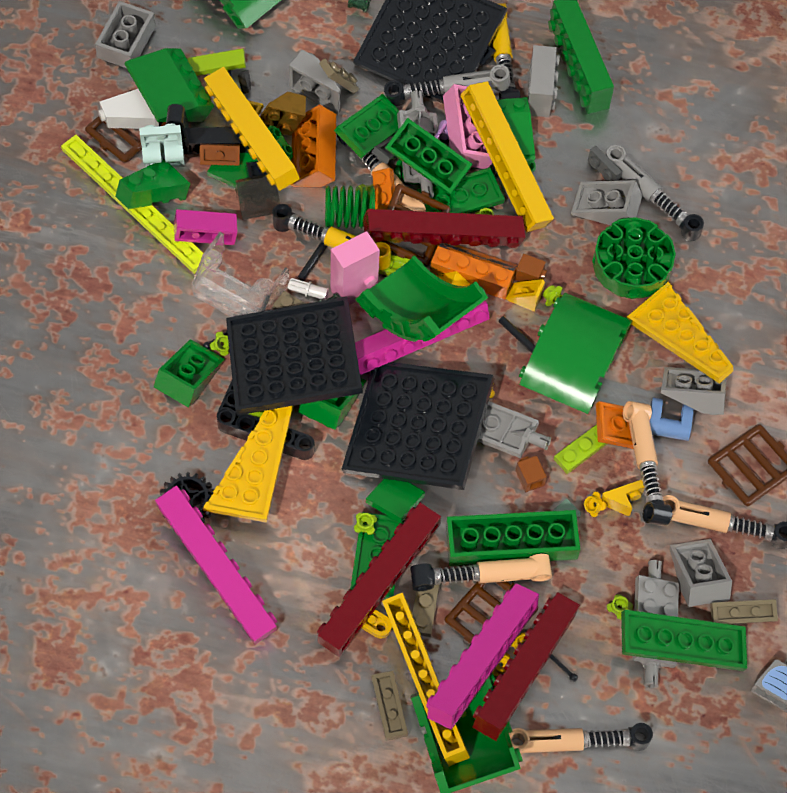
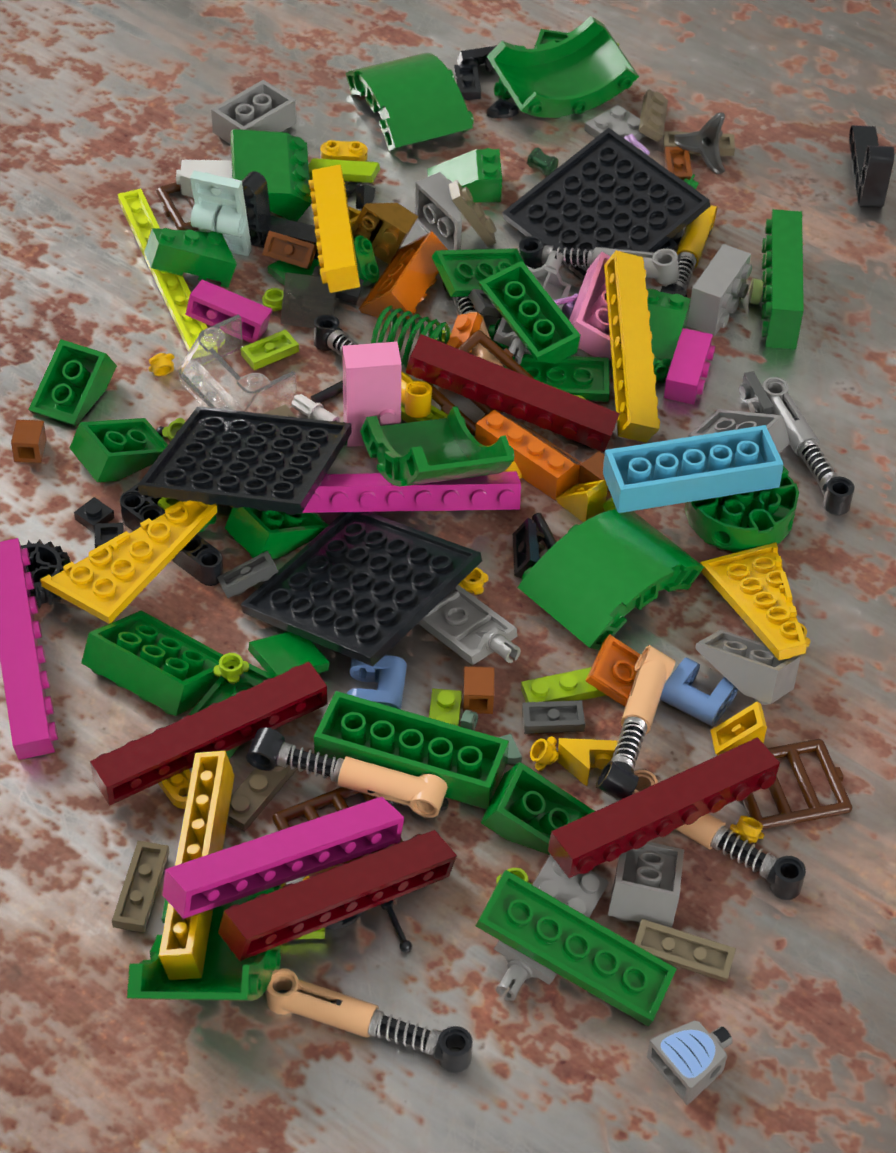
camera: 25 degrees right, 15 degrees down
(120, 391) = (28, 441): none -> dark orange brick
(124, 332) = (72, 383): none -> green slope
(178, 289) = (161, 364): none -> yellow plate
(199, 434) = (93, 513): none -> black plate
(206, 42) = (344, 150): none -> yellow plate
(221, 449) = (106, 532): none -> black plate
(227, 200) = (273, 299): none -> lime plate
(248, 246) = (269, 349): none -> lime plate
(308, 535) = (152, 661): none -> green slope
(314, 33) = (477, 171): none -> green slope
(334, 444) = (248, 574): none -> dark grey plate
(473, 496) = (390, 676): none -> medium blue connector
(508, 350) = (526, 547): none -> black plate
(515, 496) = (445, 705): none -> lime plate
(536, 501) = (469, 720): none -> sand green tile
(548, 154) = (689, 366): none -> dark pink brick
(563, 70) = (755, 291): none -> yellowish green tile
(587, 474) = (553, 717): none -> dark grey plate
(600, 253) = (692, 468): none -> medium azure brick
(612, 552) = (530, 808): none -> green slope
(694, 521) = (663, 808): none -> dark red brick
(710, 440) = (739, 729): none -> yellow slope
(744, 509) = (748, 829): none -> yellow plate

